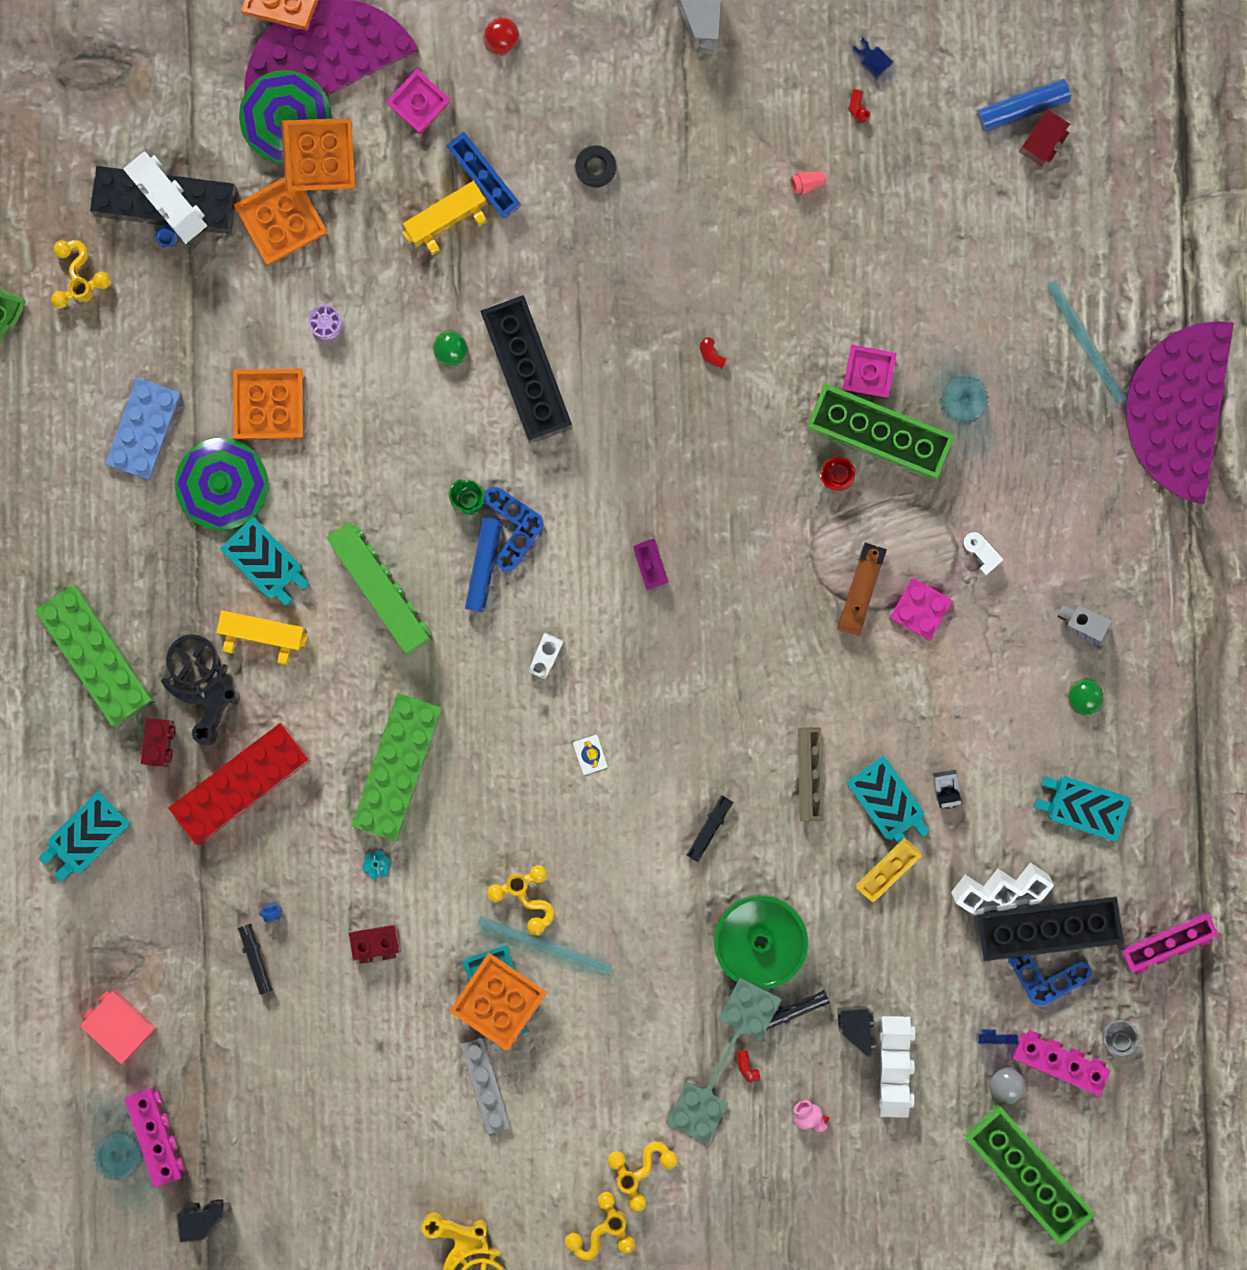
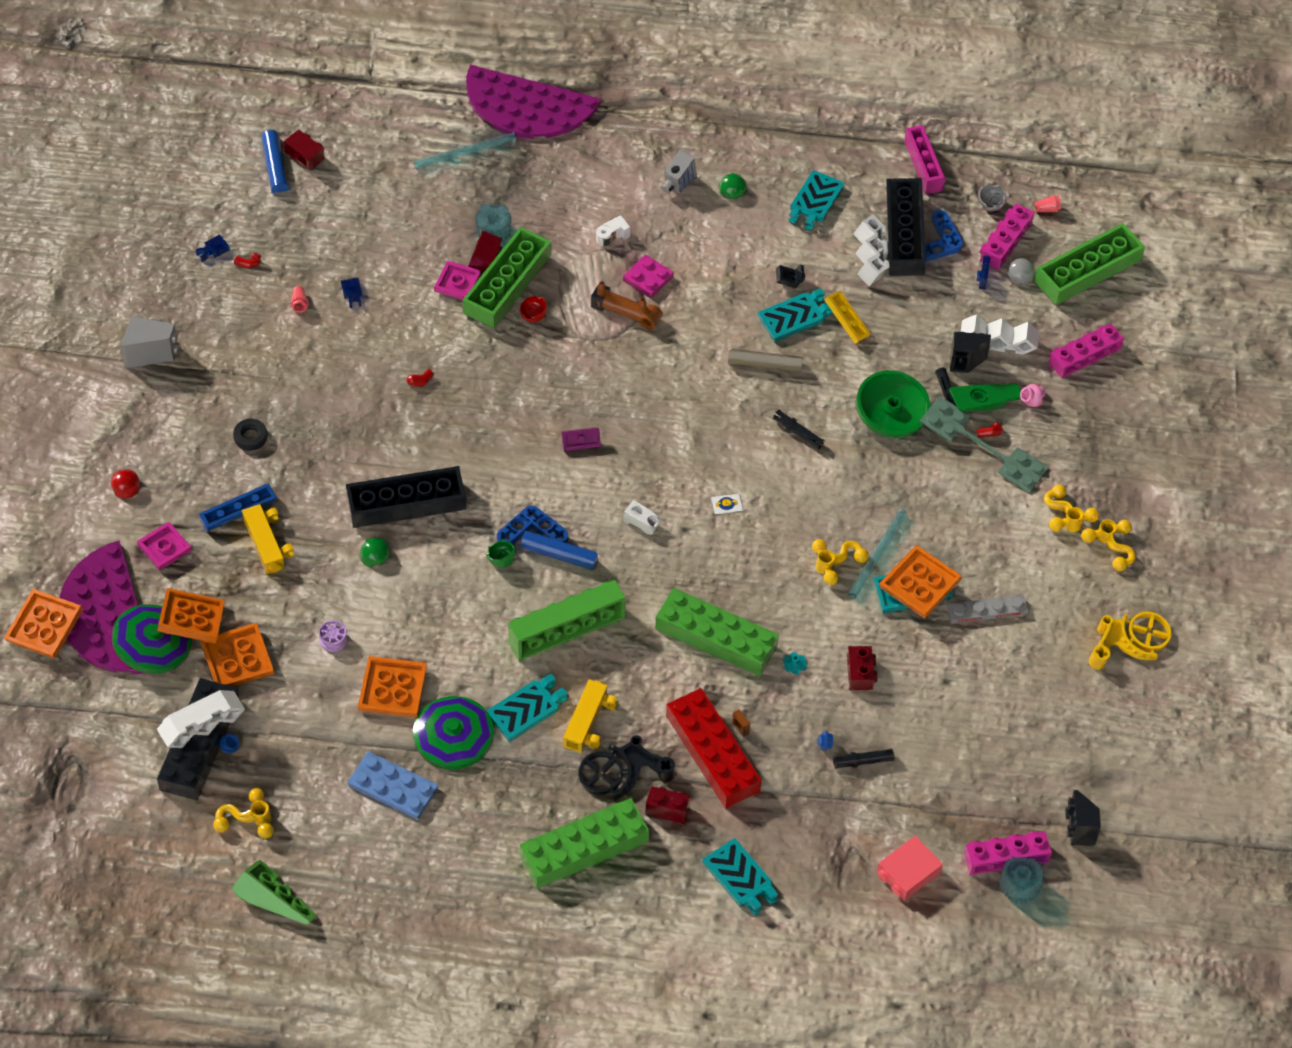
camera: 85 degrees left, 30 degrees down
(279, 811) = (741, 723): none -> dark orange tile
(795, 1055) = (984, 397): none -> green piece
(836, 243) = (352, 290): none -> clear blue plate
(890, 1178) = (1086, 350): none -> dark pink brick
(915, 399) = (485, 251): none -> dark red brick
(1125, 1114) = (1049, 204): none -> coral cone

